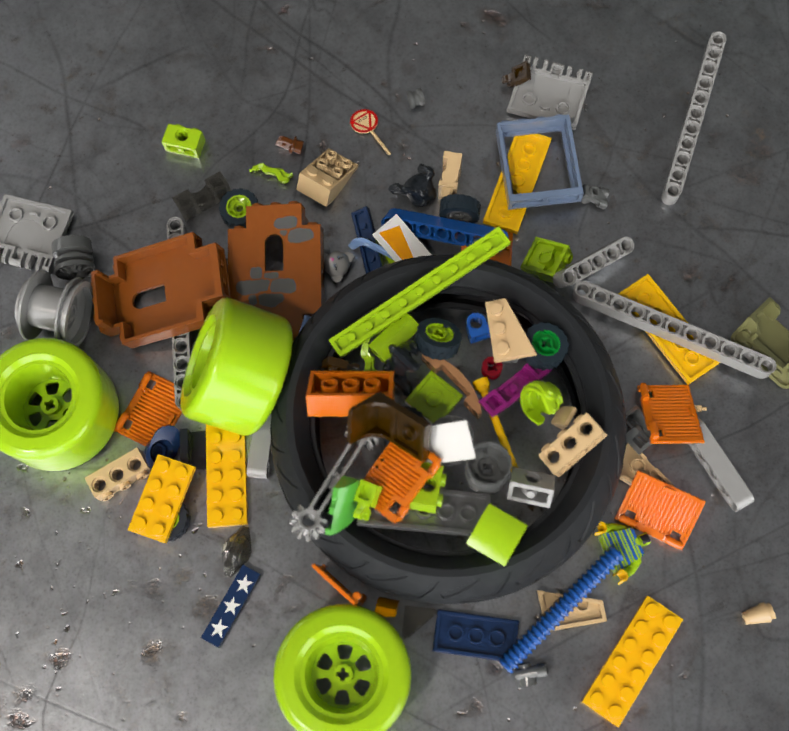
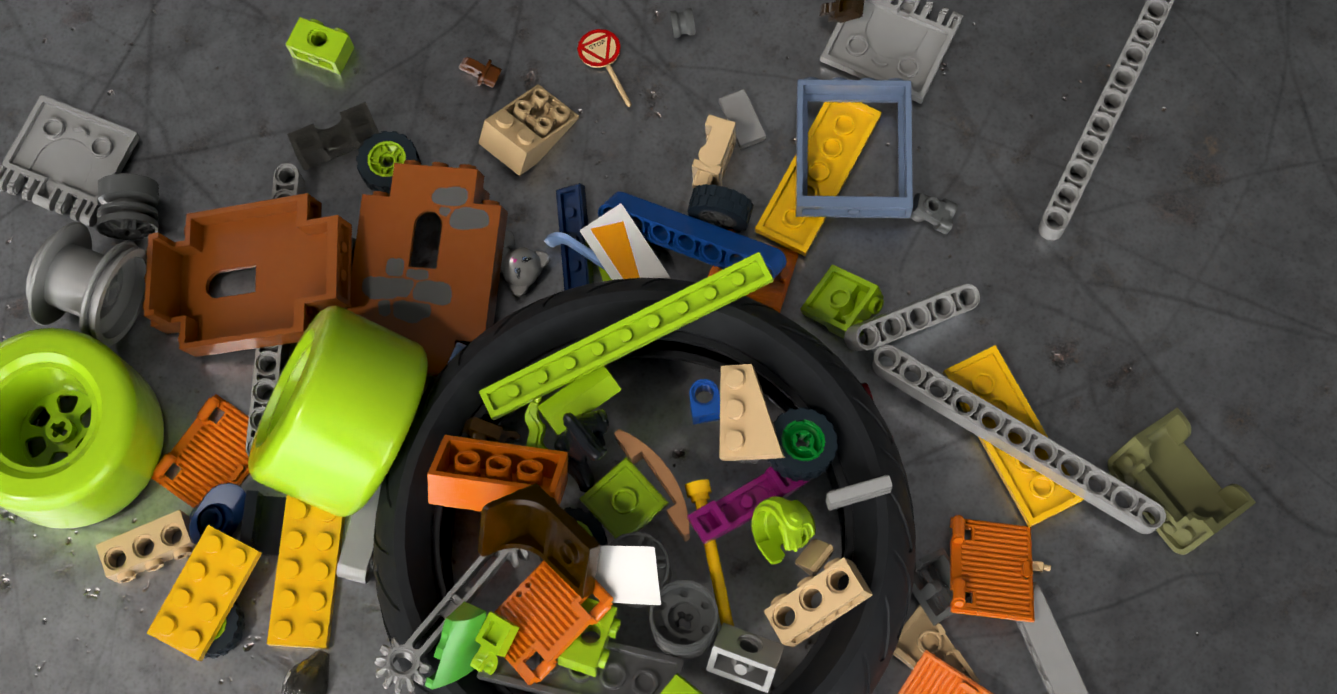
camera: 10 degrees right, 0 degrees up
(281, 175) = (456, 113): lime hair -> none
(415, 187) = (661, 160): black hair -> none
(438, 338) = (642, 411): black wheel -> none
(469, 159) = (740, 110): none -> light grey tile
(489, 371) = (721, 472): dark red wheel -> none
(587, 370) = (858, 492): none -> light grey tile

